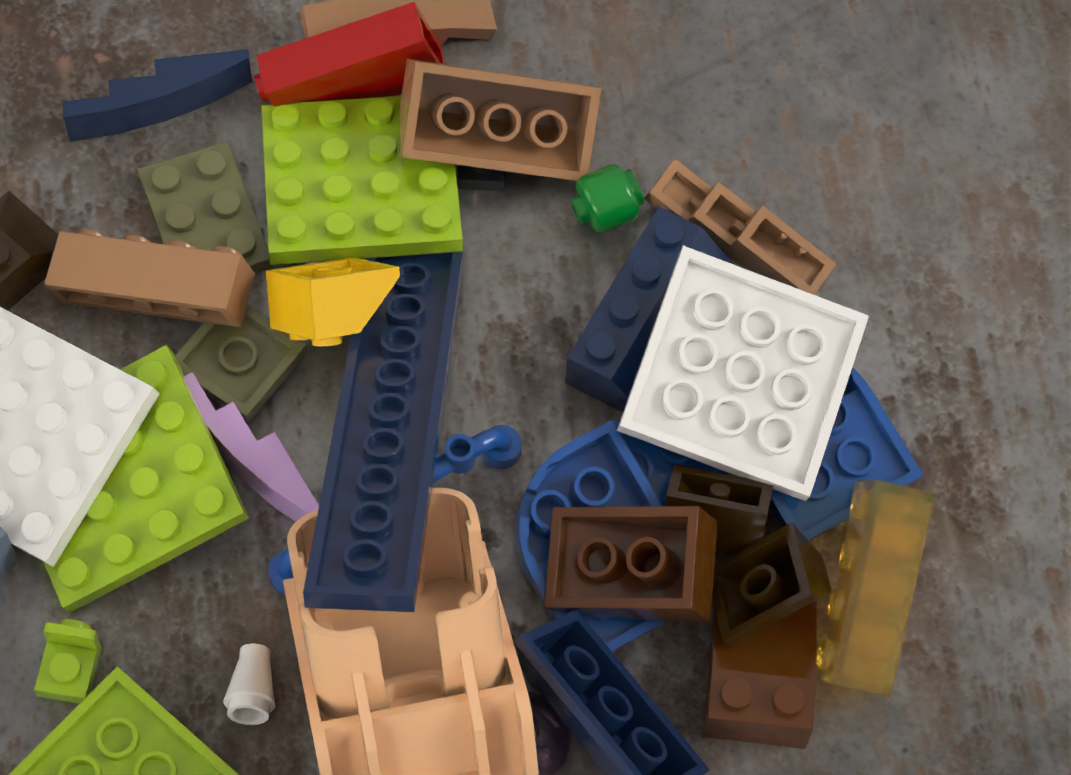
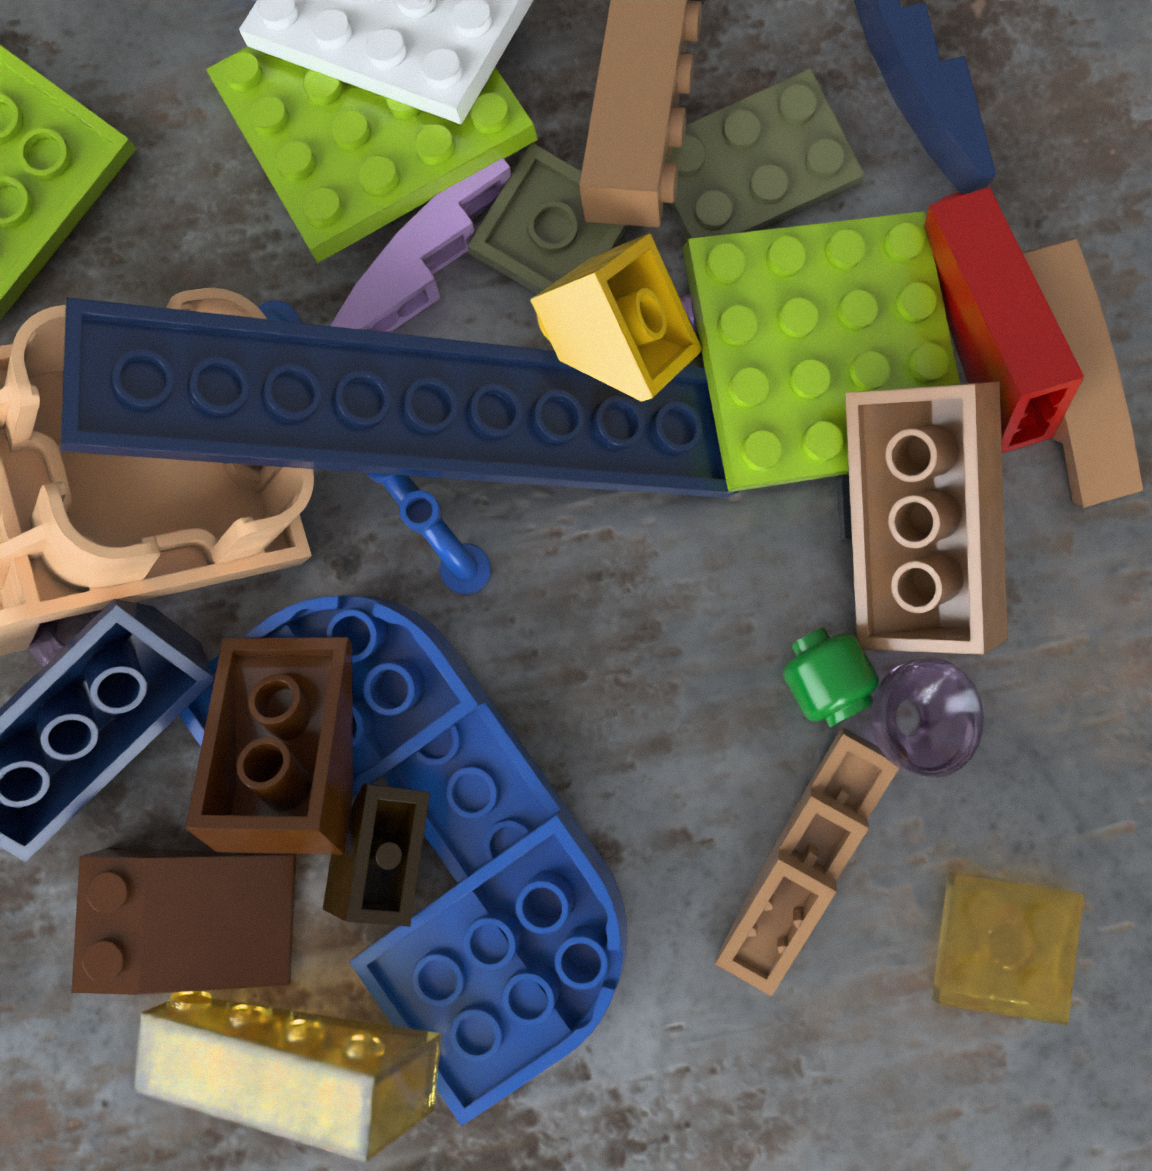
camera: 90 degrees right, 20 degrees up
(68, 661) = (141, 87): lime bracket -> none
(251, 687) = (122, 288): white cone -> none
(619, 330) = (663, 752): dark blue slope -> none
(641, 130) = (948, 722): none -> clear purple piece
(743, 373) = (555, 881): white plate -> none
(767, 583) = (262, 929): dark brown slope -> none
(808, 113) = (1008, 948): none -> clear yellow plate

